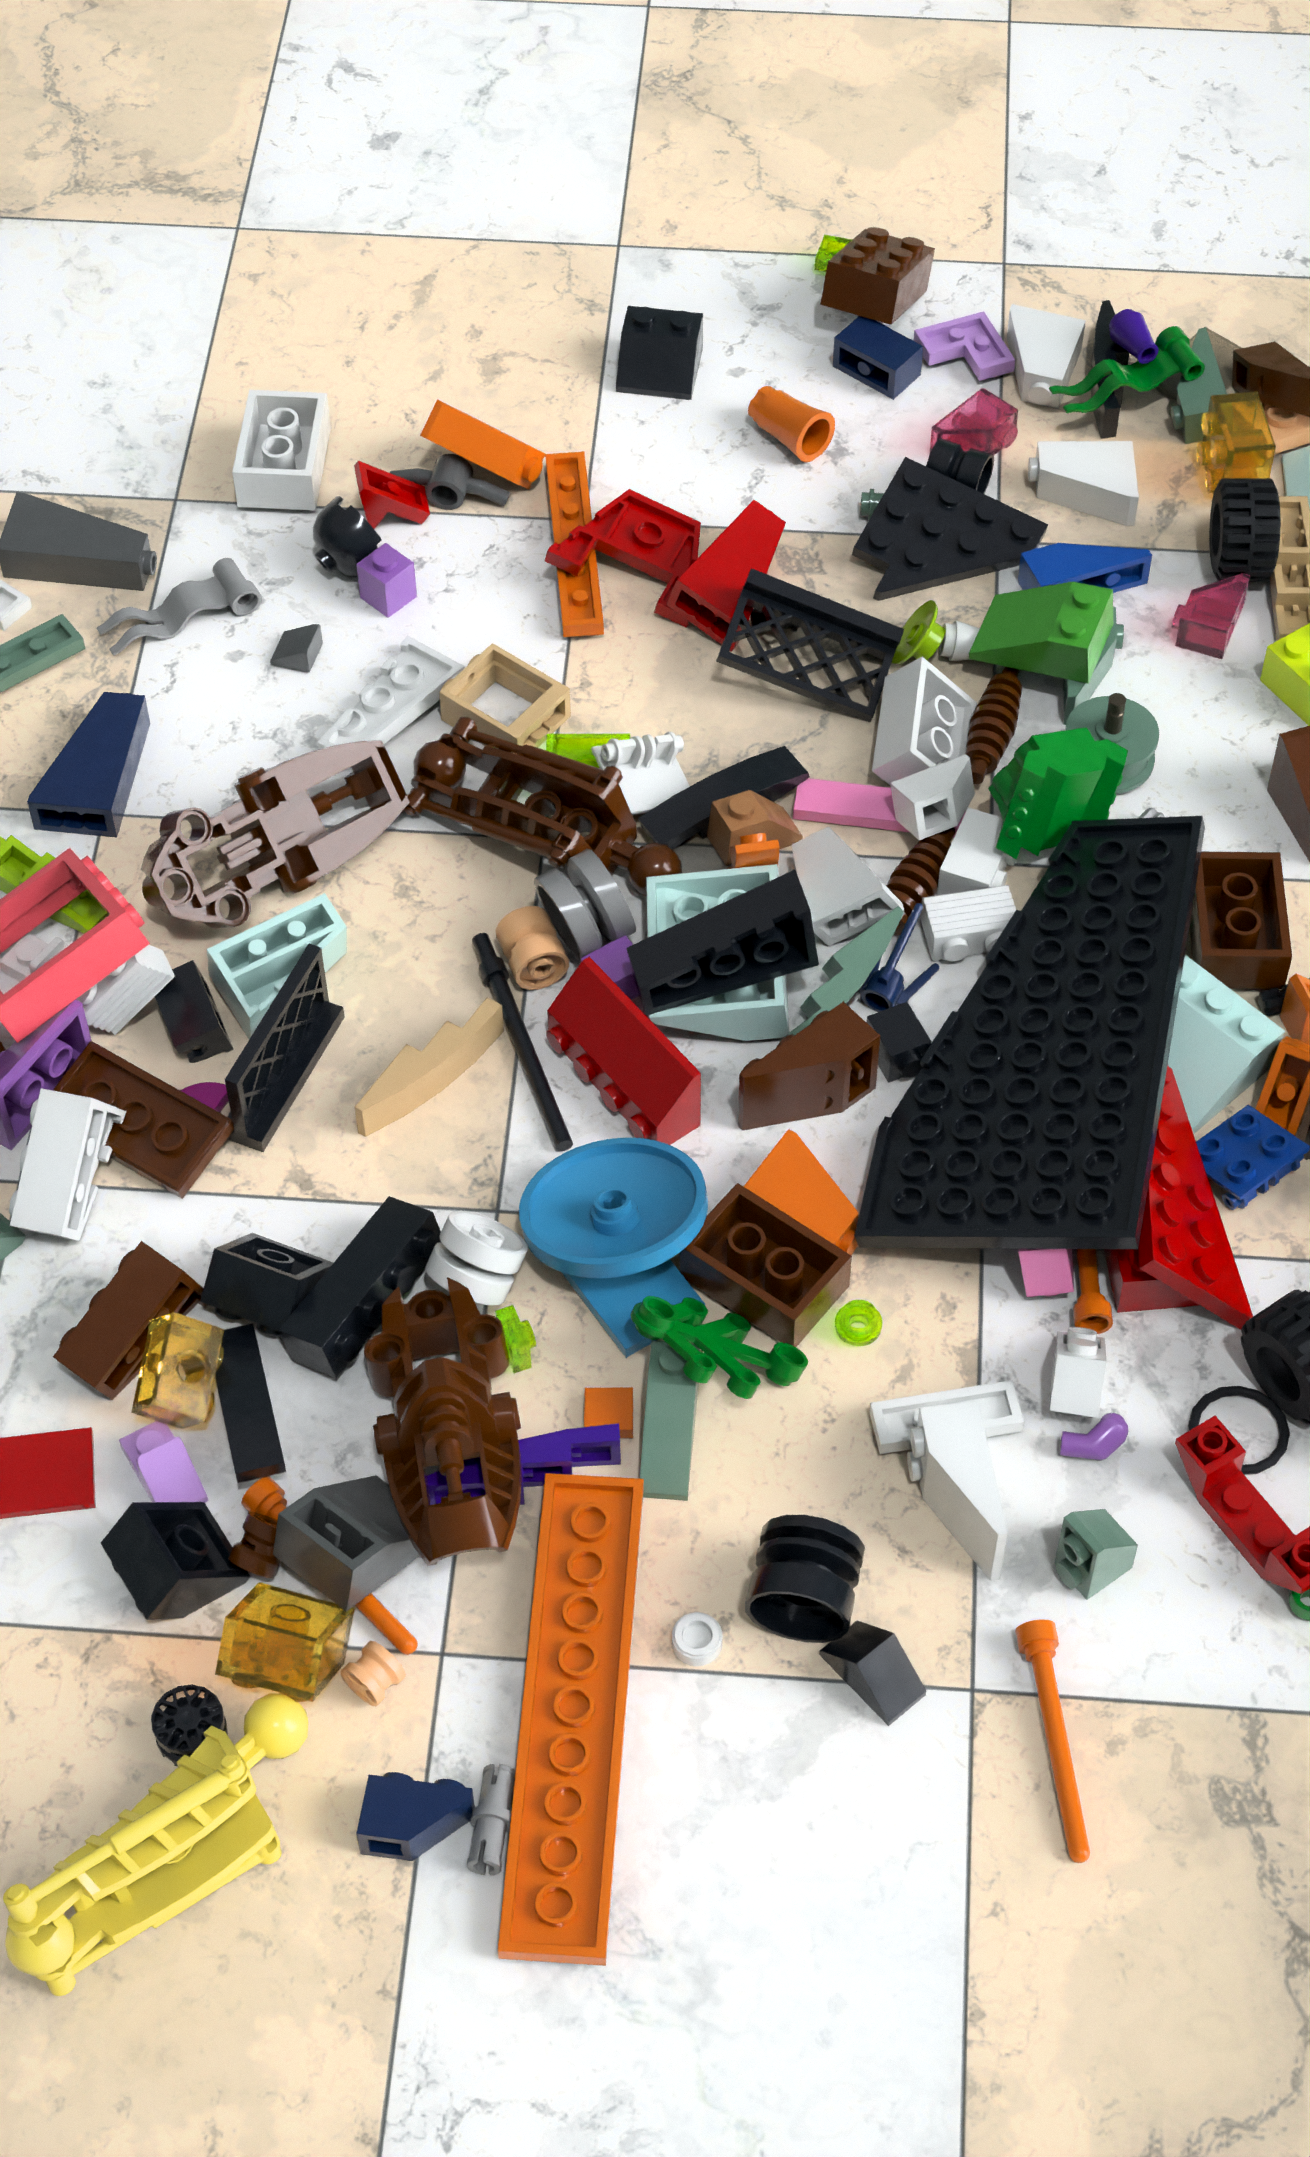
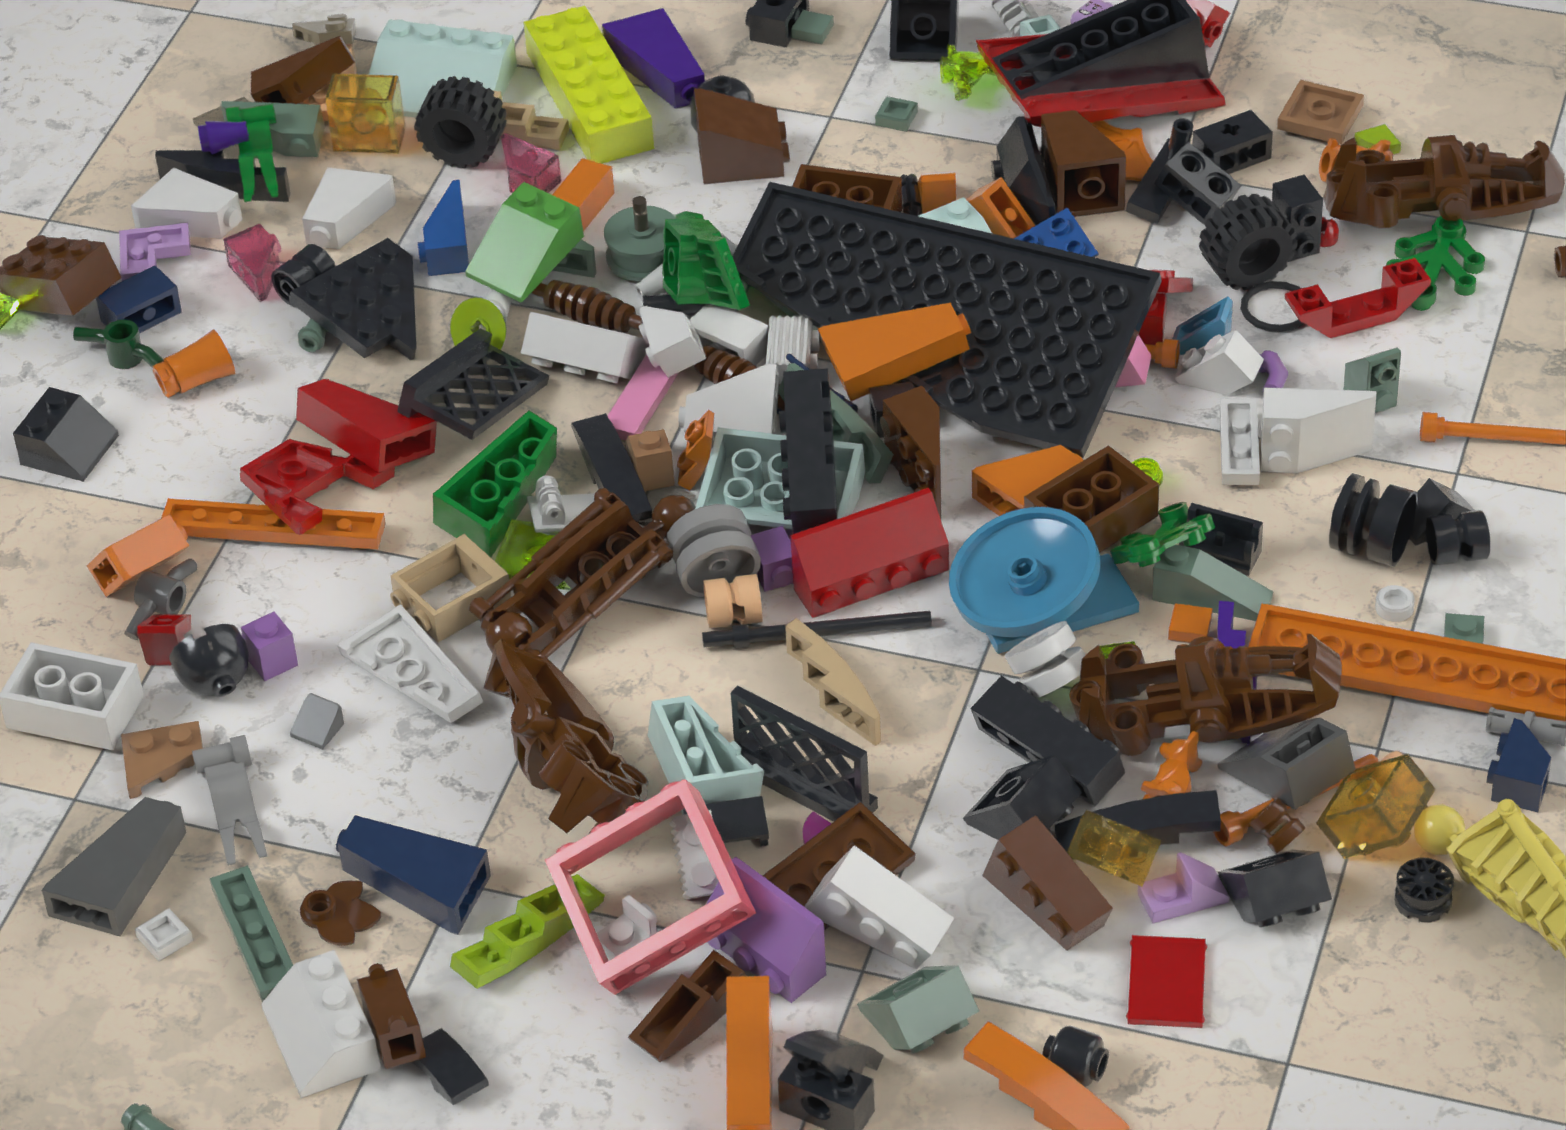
camera: 75 degrees left, 10 degrees down
(40, 725) = (339, 912): none -> reddish brown plate
(239, 537) = (158, 753): none -> medium nougat wing
(321, 1427) = (1174, 773): none -> orange animal
(656, 697) = (496, 483): none -> green wedge
(657, 1727) = (1464, 627): none -> sand green plate
(753, 1426) = (1232, 541): none -> black hinge
(809, 359) = (121, 344): none -> dark green piece
(813, 1687) = (1463, 537): none -> black wheel
(957, 999) = (893, 346): none -> orange slope
(1139, 1352) = (1205, 325): none -> dark azure slope
(1178, 674) = (587, 187): none -> orange brick

